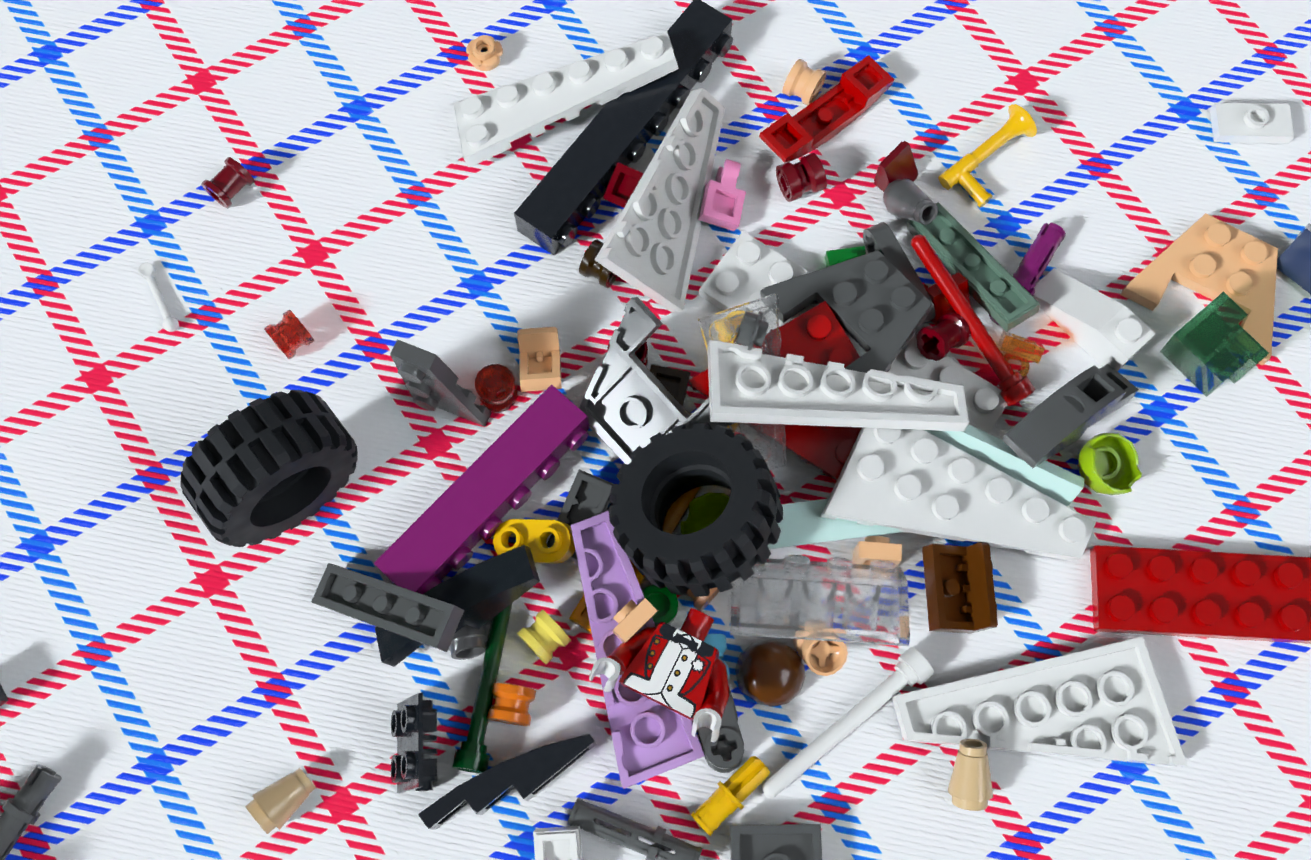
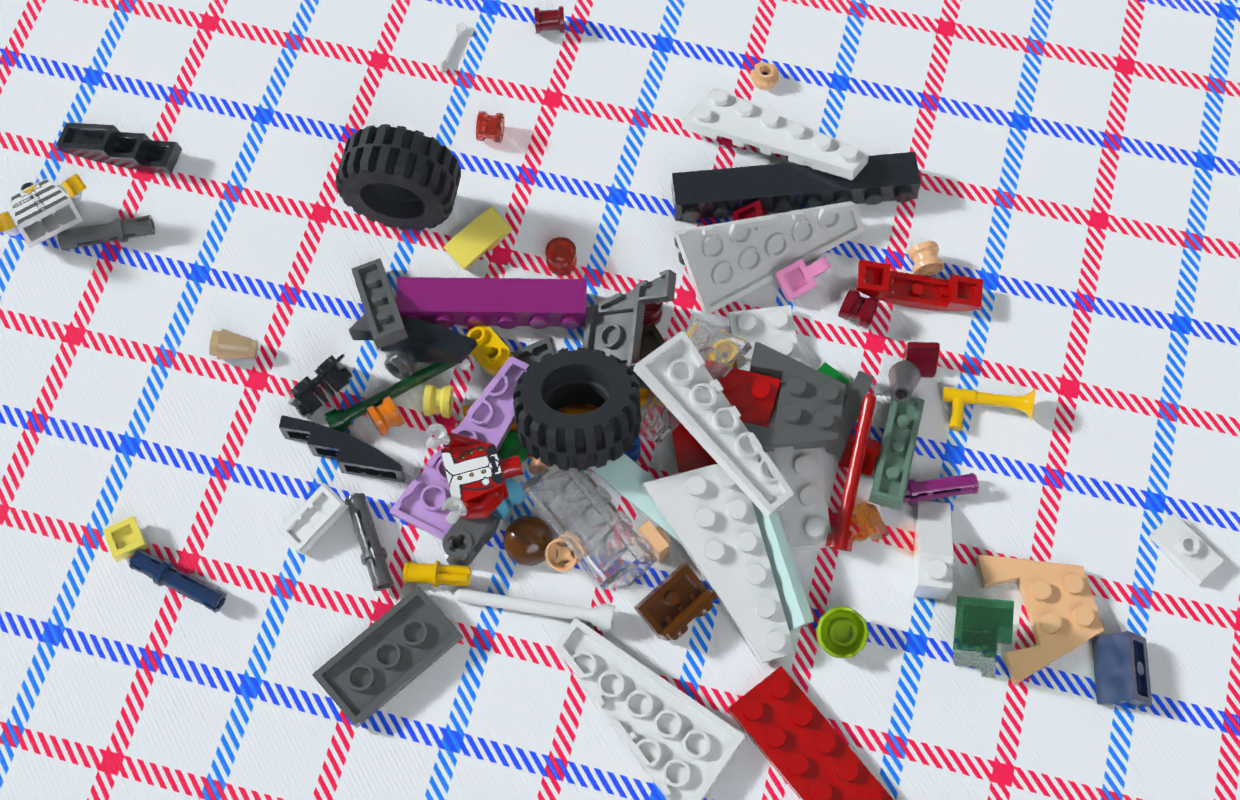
camera: 50 degrees right, 5 degrees down
(400, 449) = (477, 237): none -> light yellow slope
(434, 383) = (525, 218): dark grey wing -> none
(539, 358) = (600, 263): light nougat bracket -> none
(632, 618) = (485, 430): light nougat plate -> none
(752, 330) = (711, 347): dark grey plate -> none
(948, 333) = (827, 467): dark red bush -> none
(971, 776) = (564, 697): tan cone -> none
(1068, 414) = (849, 575): dark grey slope -> none

